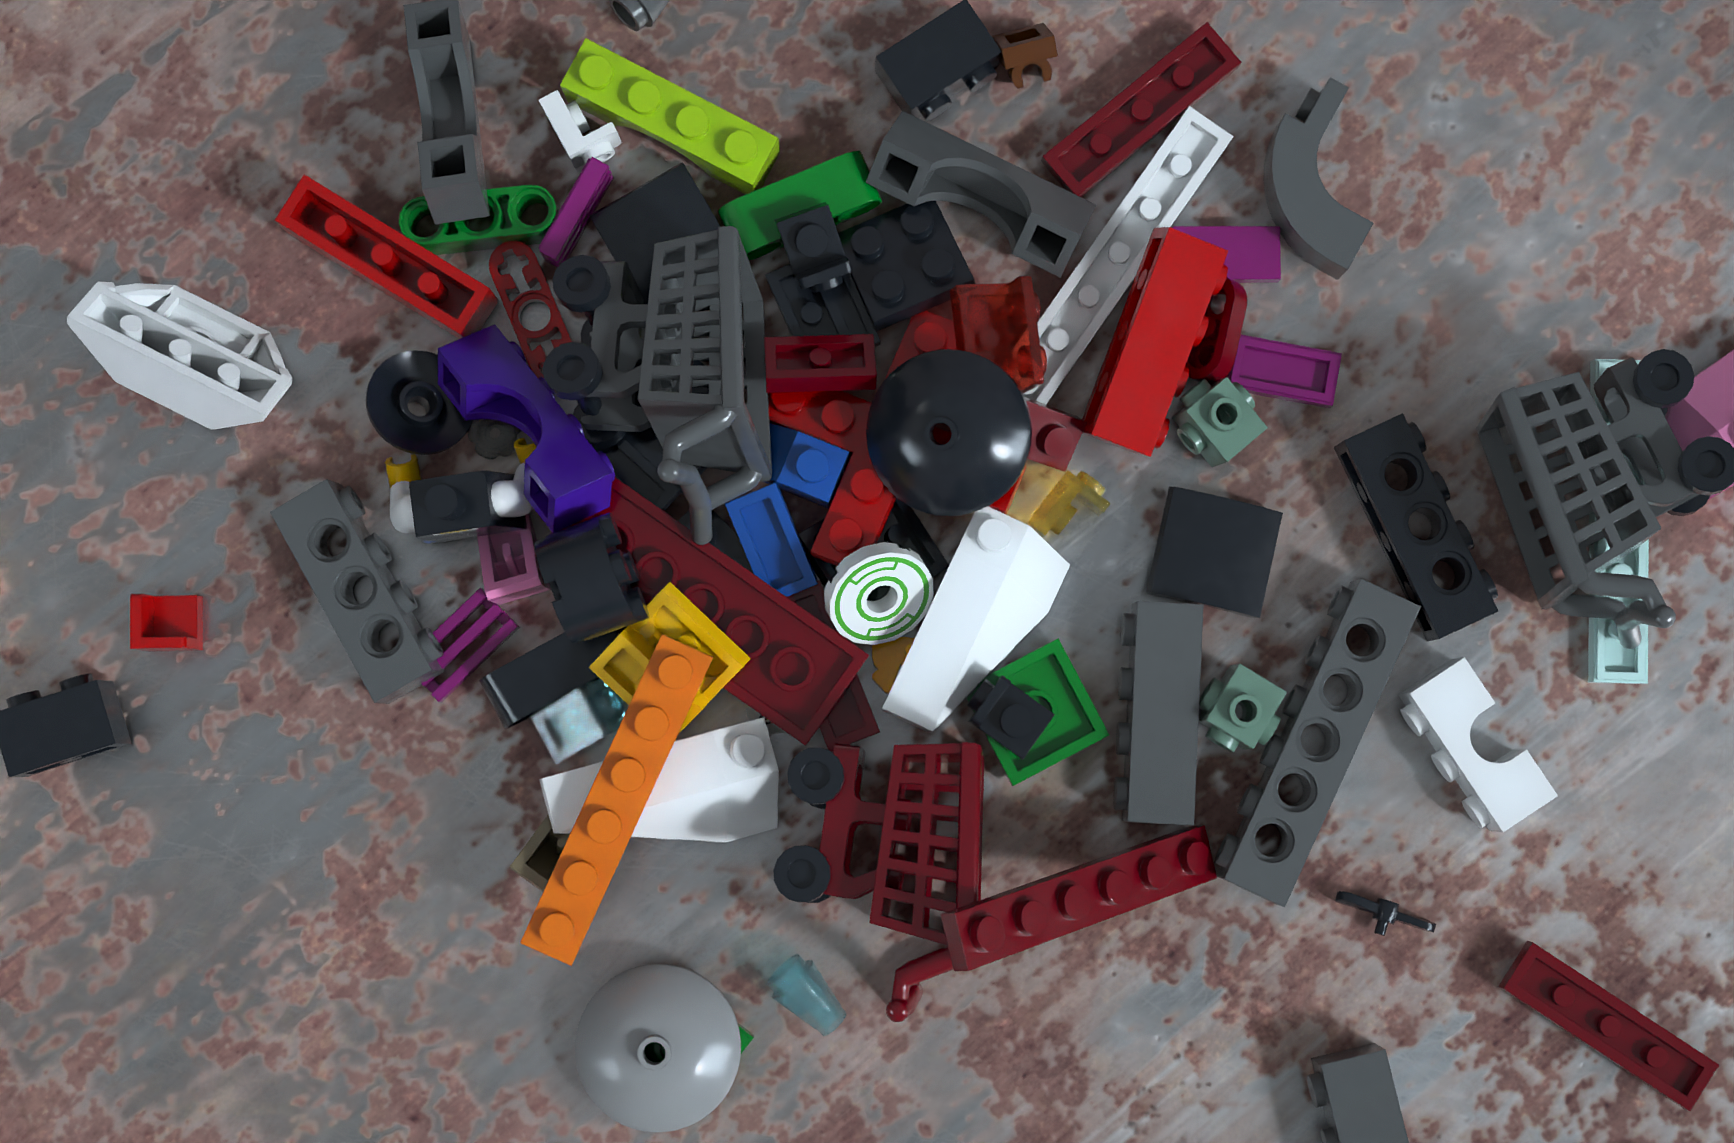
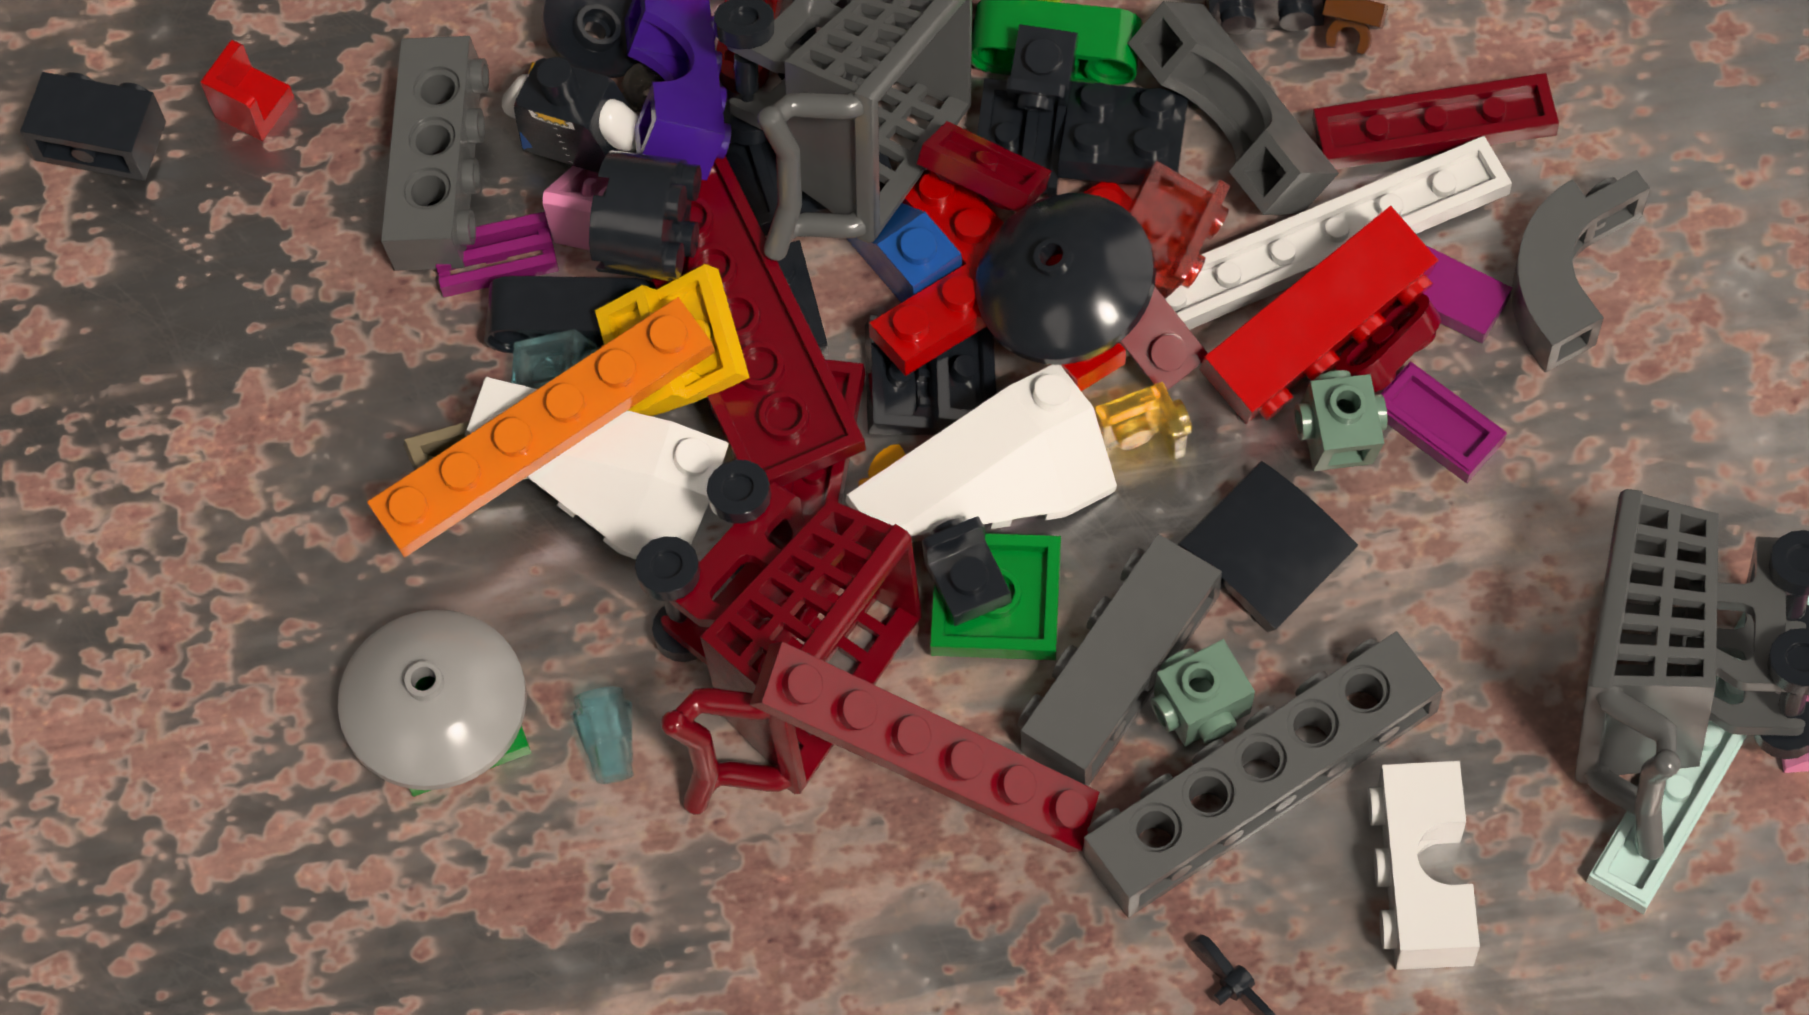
camera: 40 degrees right, 20 degrees down
(771, 540) = (841, 300): blue tile -> none
(892, 615) = (907, 357): white tile -> none
(1389, 512) = (1469, 718): black brick -> none

